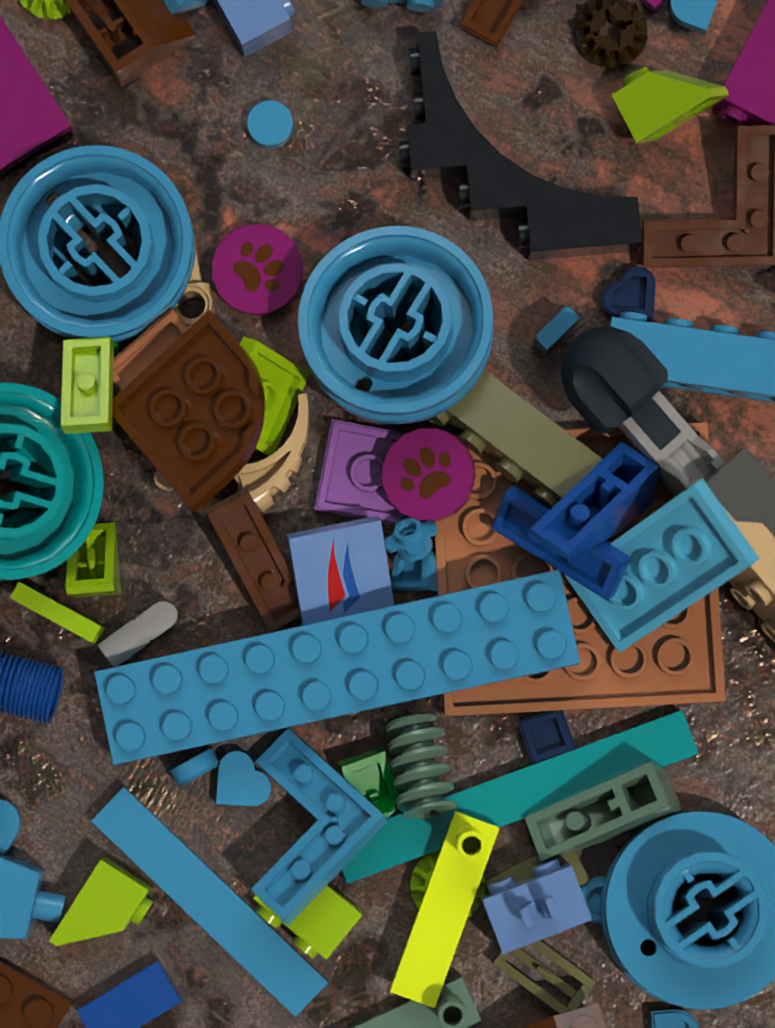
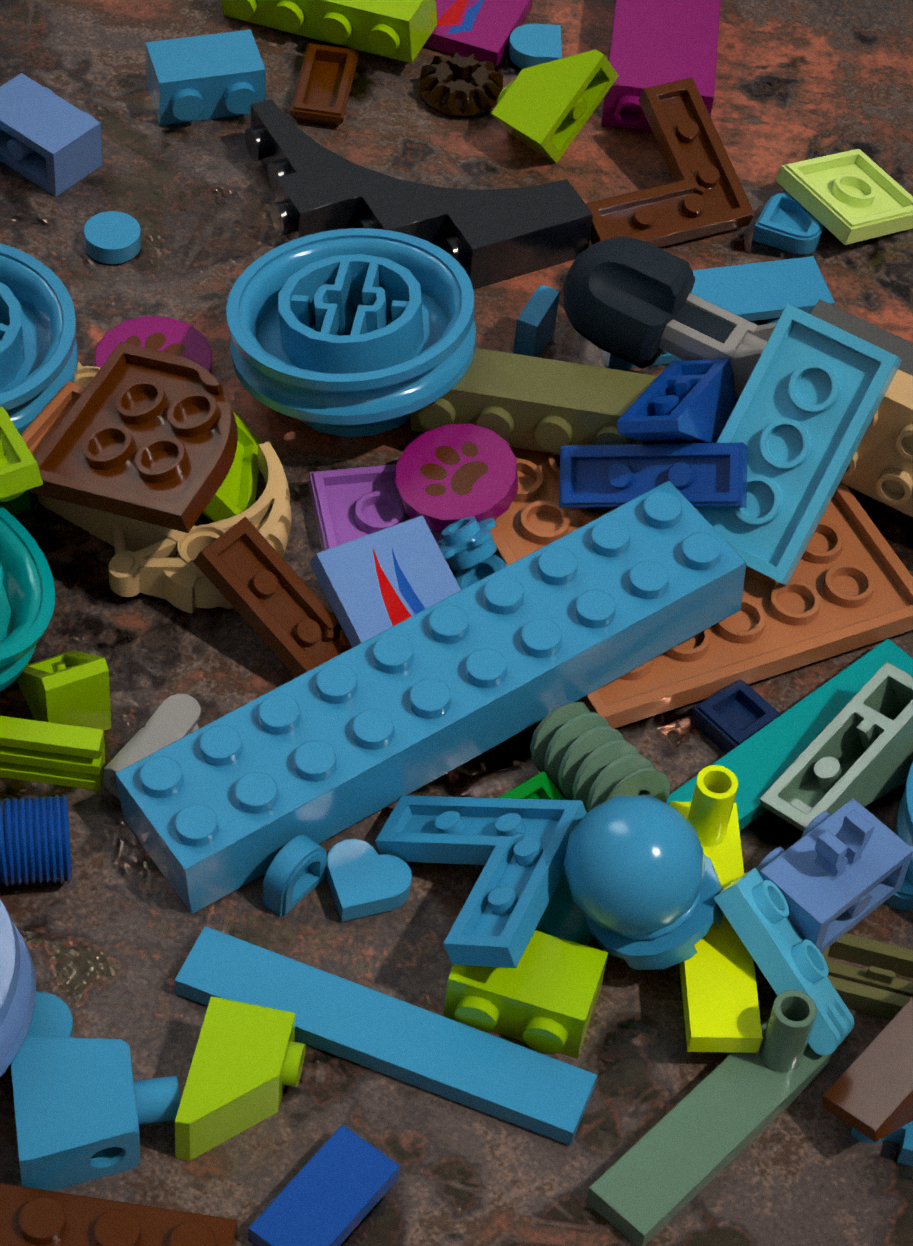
camera: 20 degrees left, 35 degrees down
(399, 886) = (642, 881): none -> dark azure tile
(474, 958) = (786, 960): none -> medium azure hinge

